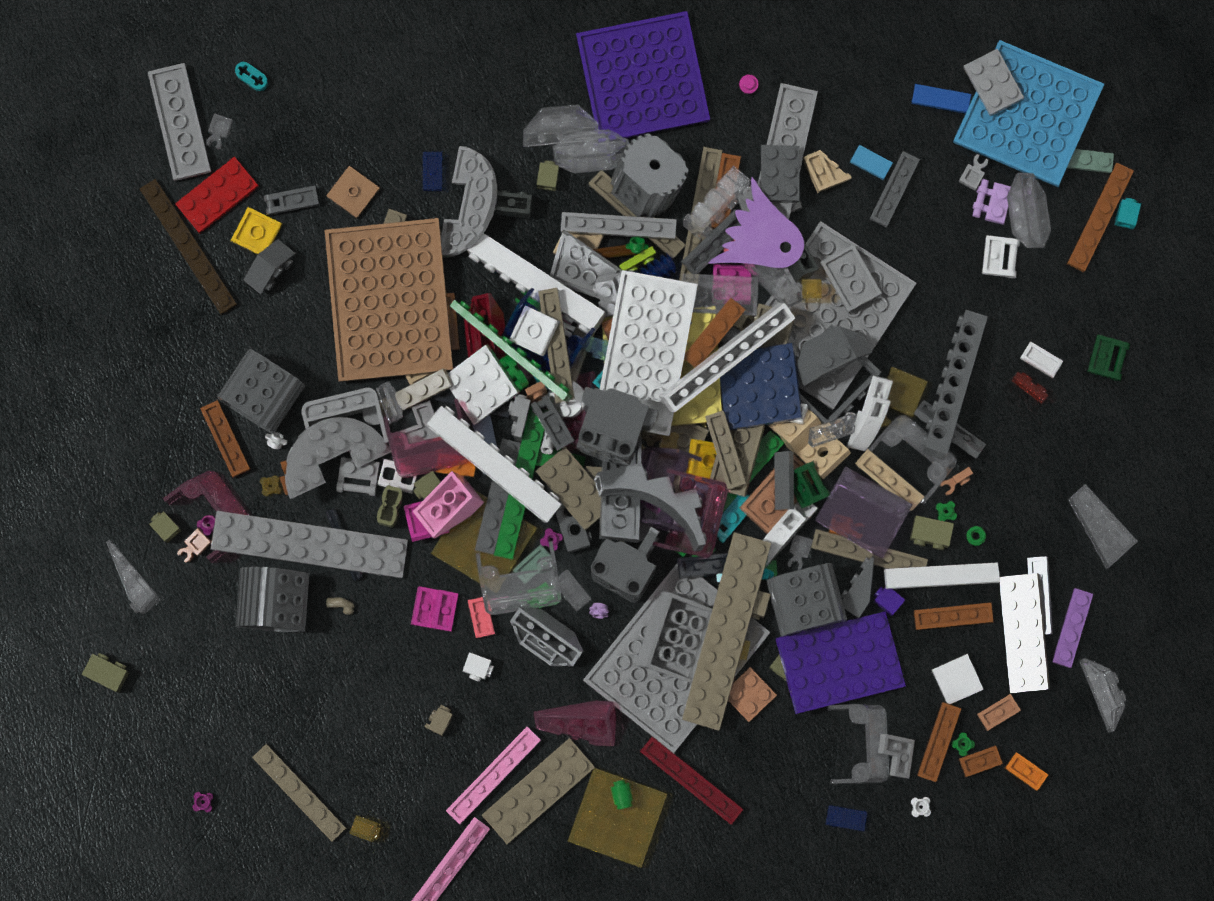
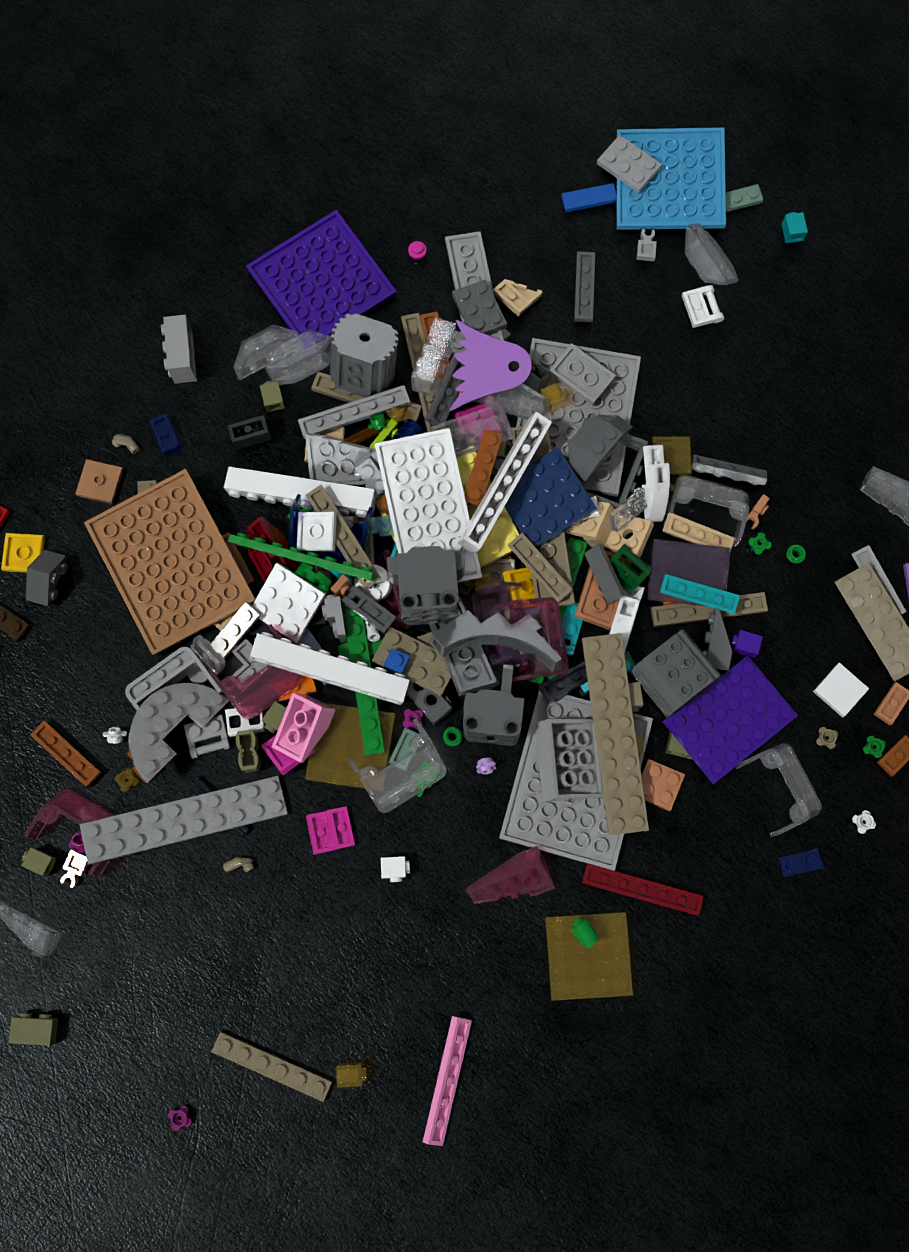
camera: 25 degrees left, 5 degrees down
(261, 391) = (80, 693): dark grey piece -> none
(272, 599) = (168, 888): dark grey piece -> none
(291, 200) = (44, 511): dark grey plate -> none
(390, 160) = (120, 439): none -> dark tan arm
(439, 720) = (379, 935): dark tan brick -> none
(477, 203) = (217, 442): light grey plate -> none
(478, 94) = (179, 349): none -> light grey brick
(481, 619) = (377, 820): coral plate -> none
(493, 775) = (452, 967): bright pink plate -> none
(495, 505) = (348, 710): dark grey plate -> none
(538, 791) = (502, 963): dark tan plate -> none
(546, 637) = (447, 812): dark grey wedge -> none
(557, 482) = (396, 661): none -> blue plate
(573, 591) = (454, 758): clear plate -> none
(576, 566) = (452, 730): none -> green plate
(657, 245) = (397, 414): none -> clear yellow plate
(800, 548) = (645, 630): clear plate -> none
(863, 536) = (699, 594): none -> teal plate
(871, 162) = (553, 273): dark azure tile -> none
(901, 751) = (821, 776): light grey plate -> none
(918, 717) = (832, 734): none -> dark tan plate
(931, 532) = (755, 567): olive brick -> none
(939, 447) = (733, 483): dark grey brick -> none
(939, 742) = (852, 754): dark orange plate -> none
(941, 575) = (784, 601): white tile -> none
(953, 616) = (810, 634): dark orange plate -> none
(998, 202) = (679, 264): lavender plate -> none
(1024, 382) = (780, 405): clear red plate -> none
(1041, 359) = (779, 379): white tile -> none
(1100, 217) = (771, 241): dark orange plate -> none
(1102, 357) = (831, 355): dark green plate -> none

